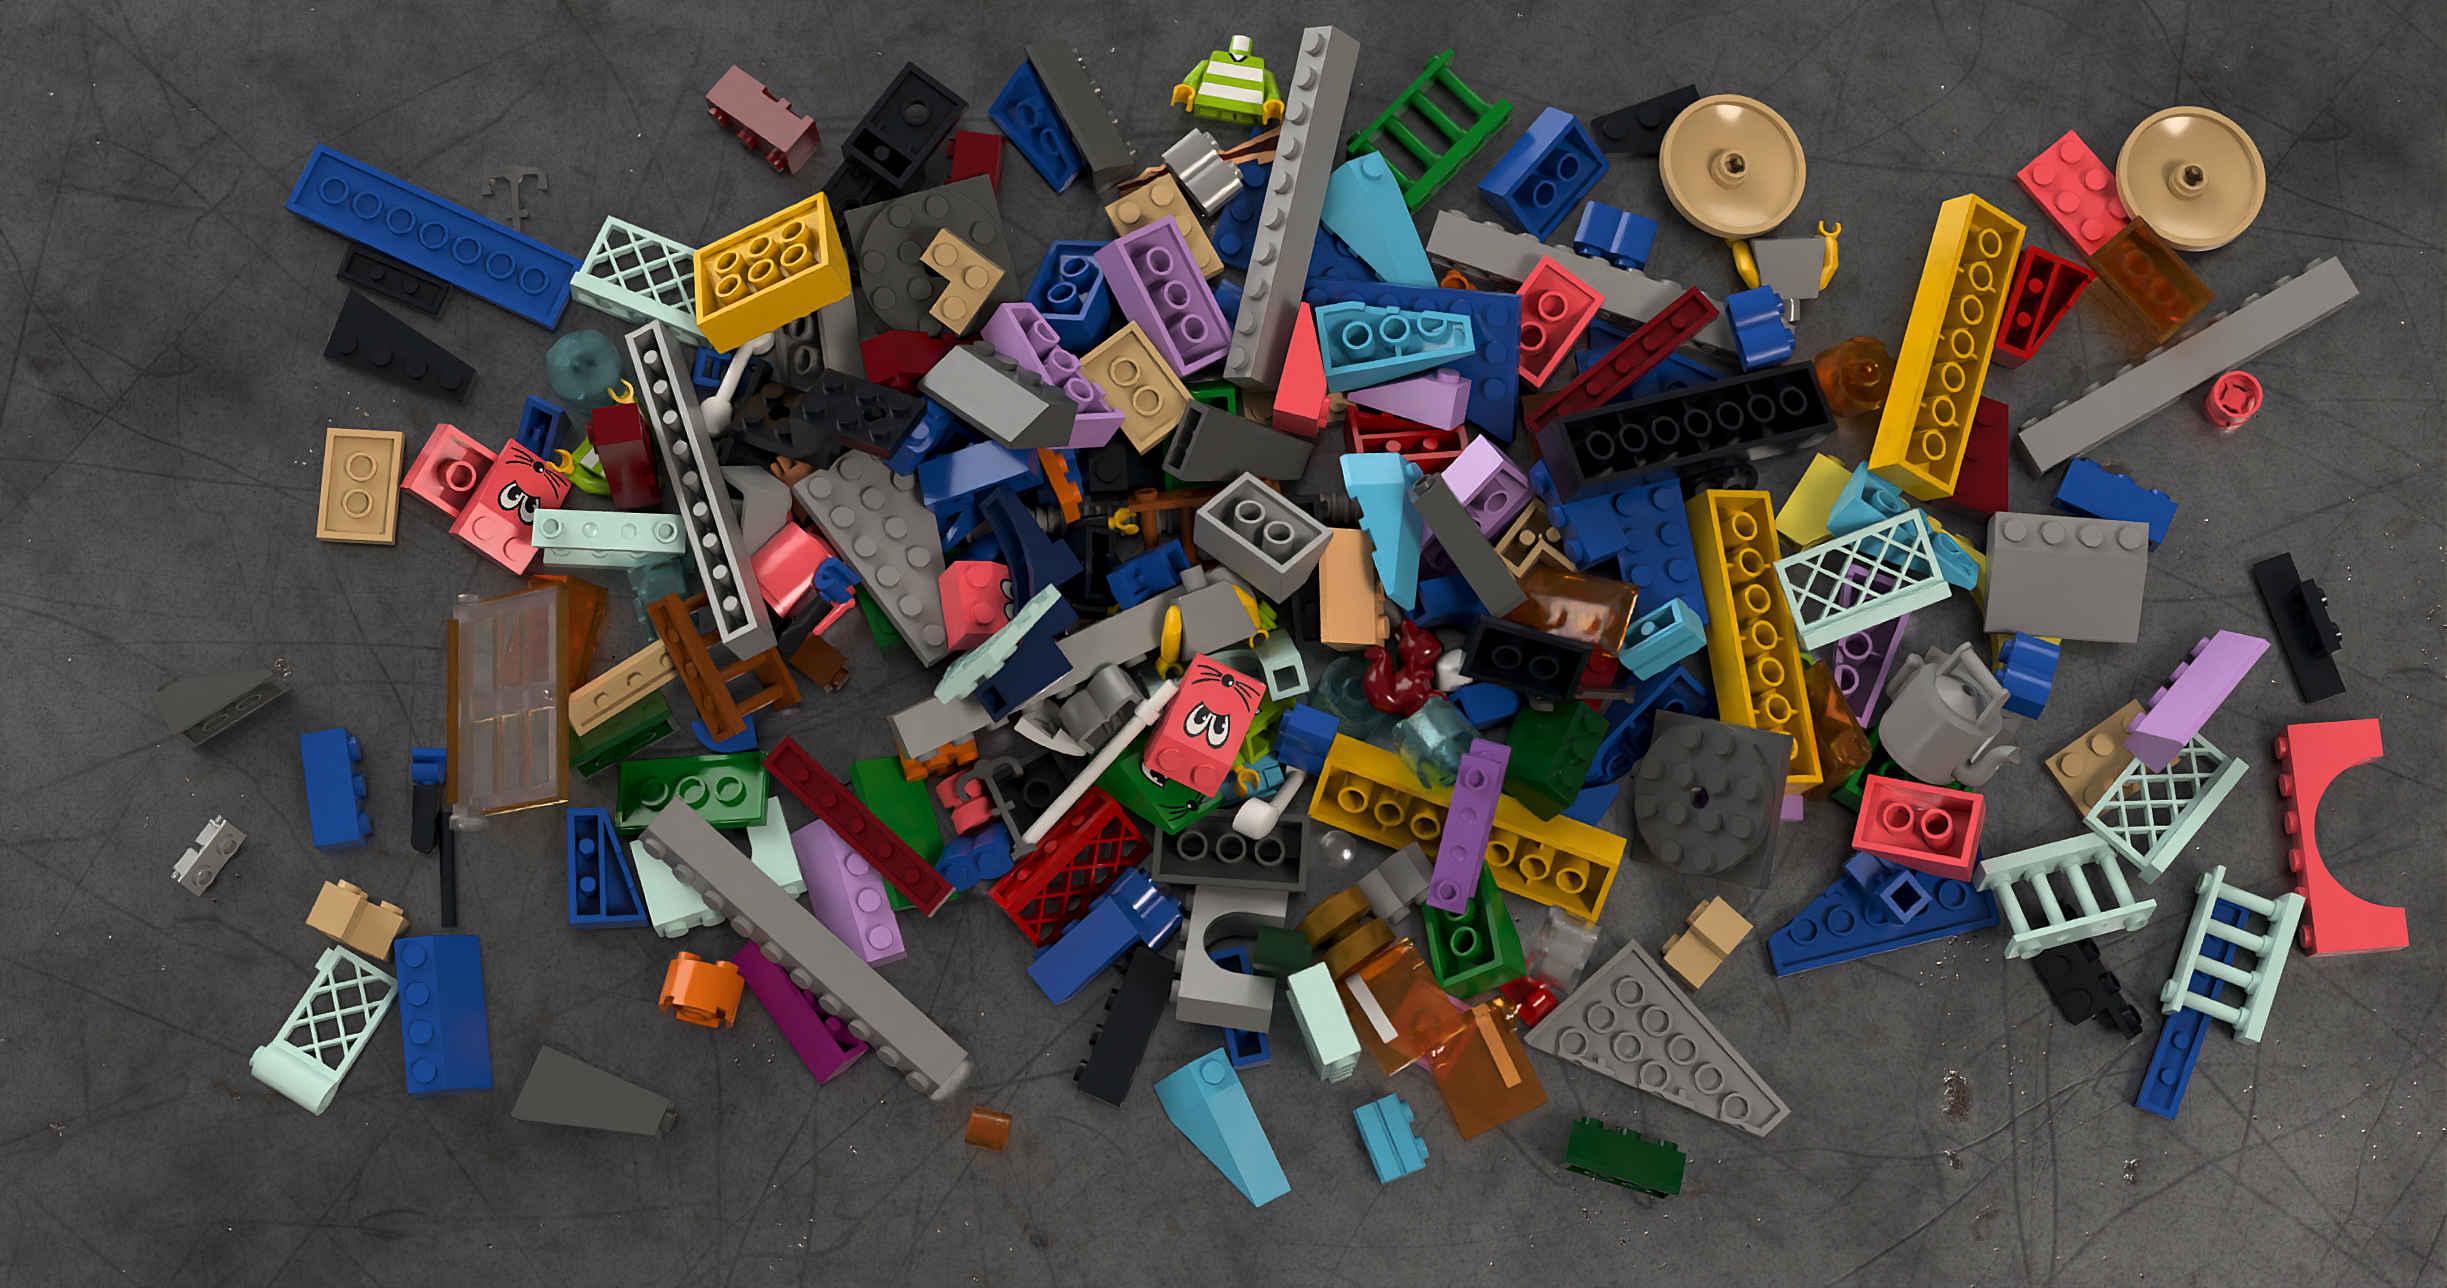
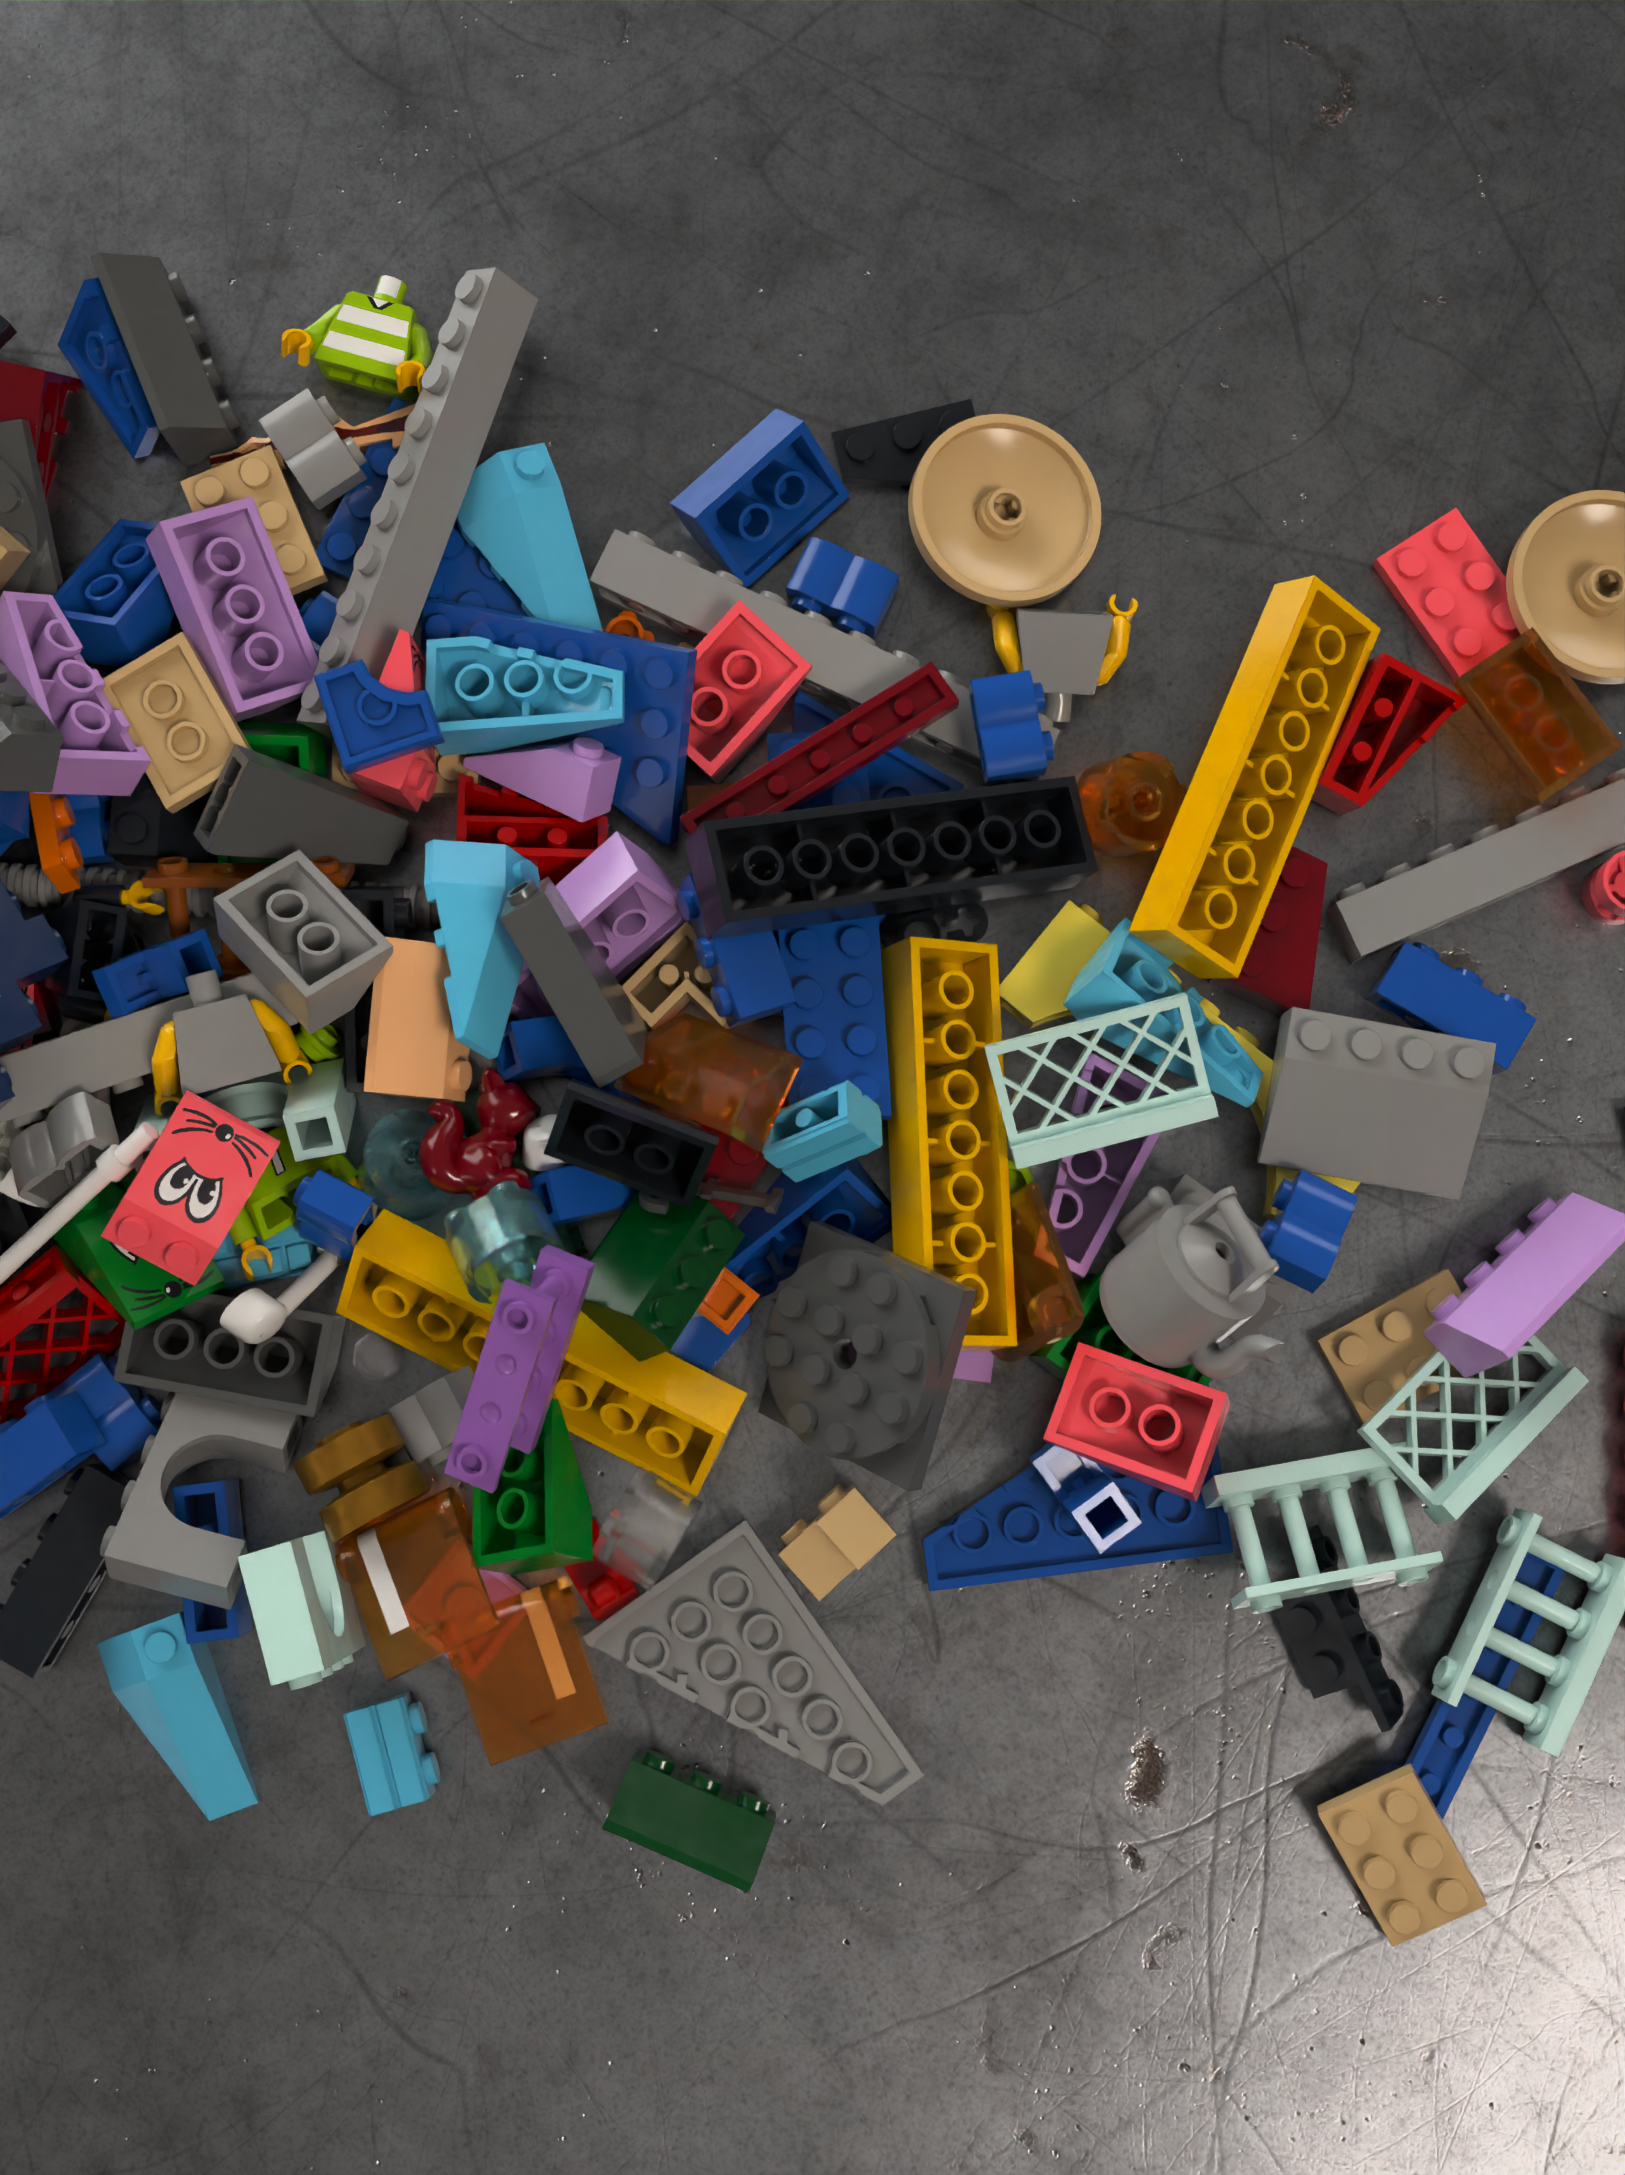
camera: 10 degrees right, 5 degrees up
(1281, 954) = (256, 1510): clear green brick -> none
(1293, 370) = (374, 721): none -> blue tile
(1465, 142) = (663, 445): green fence -> none
(1603, 775) = (727, 1301): none -> orange tile
(2153, 1130) = (1401, 1855): none -> tan plate

